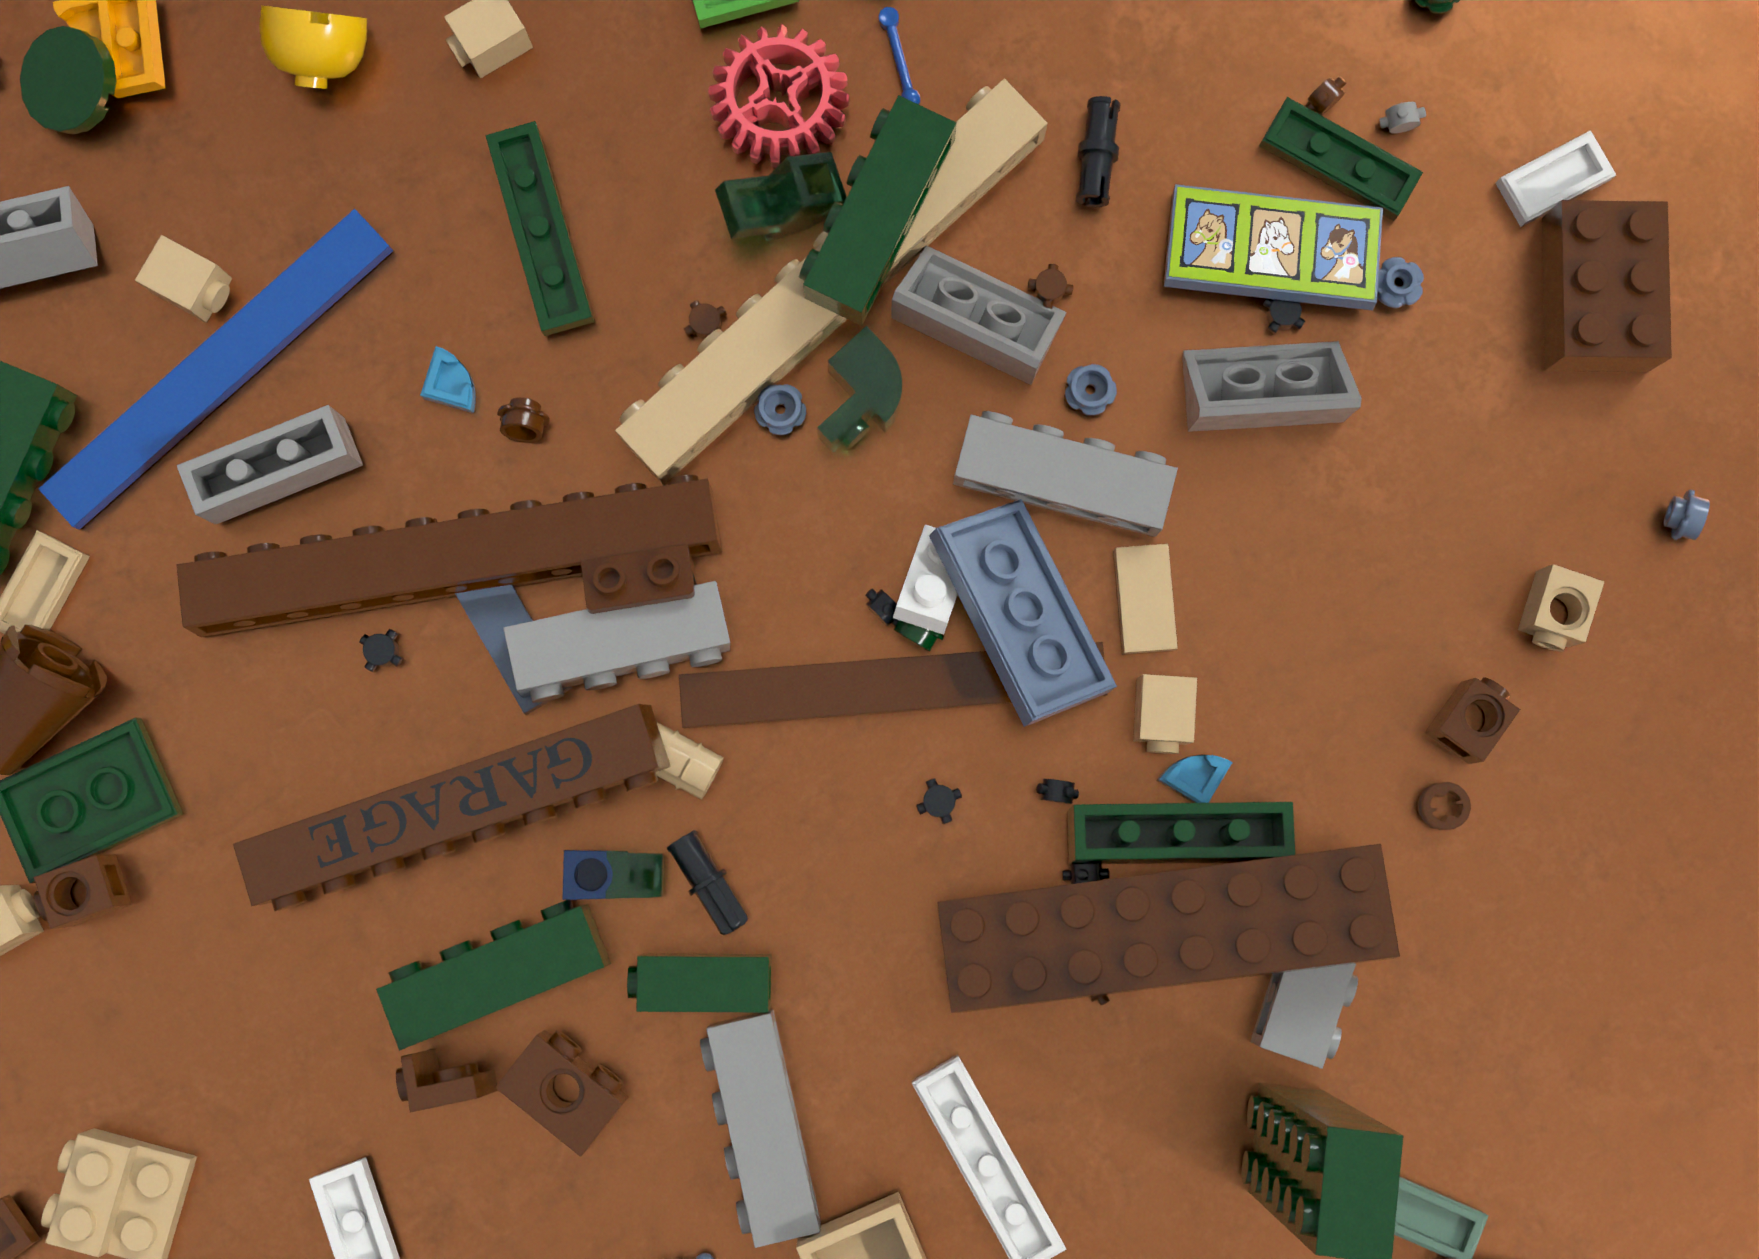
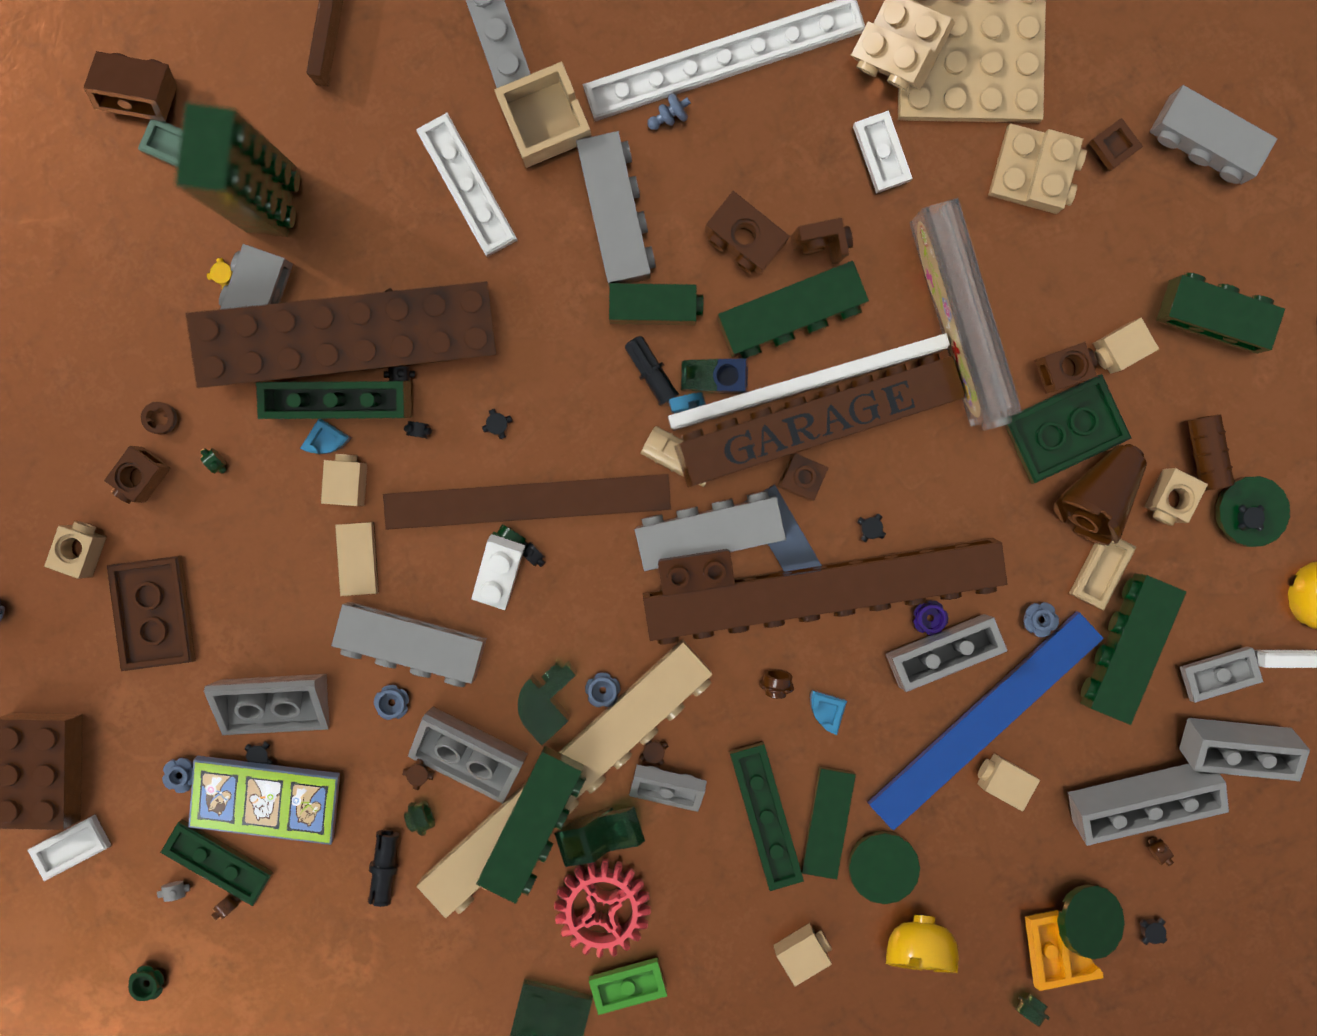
camera: 175 degrees left, 5 degrees up
(143, 522) = (1032, 623): none -> sand blue plate
(230, 968) = (965, 314): none -> clear brick
(281, 514) = (939, 621): none -> dark purple plate
(369, 156) = (883, 867): none -> dark green tile
(450, 220) = (828, 822): none -> dark green tile
(469, 866) = (808, 382): none -> white tile
(480, 722) = (802, 477): none -> reddish brown brick
(655, 833) = (686, 402): none -> dark azure tile
(683, 268) = (668, 787): none -> light grey plate
(889, 21) = (527, 962): blue hinge -> none
(1022, 612) = (438, 549): sand blue tile -> none
(1046, 223) = (419, 817): none -> clear green plate
(1356, 1025) = (220, 273): none -> yellow piece
(1361, 742) = (213, 460): none -> dark green piece
(1447, 517) = (151, 613): none -> reddish brown tile

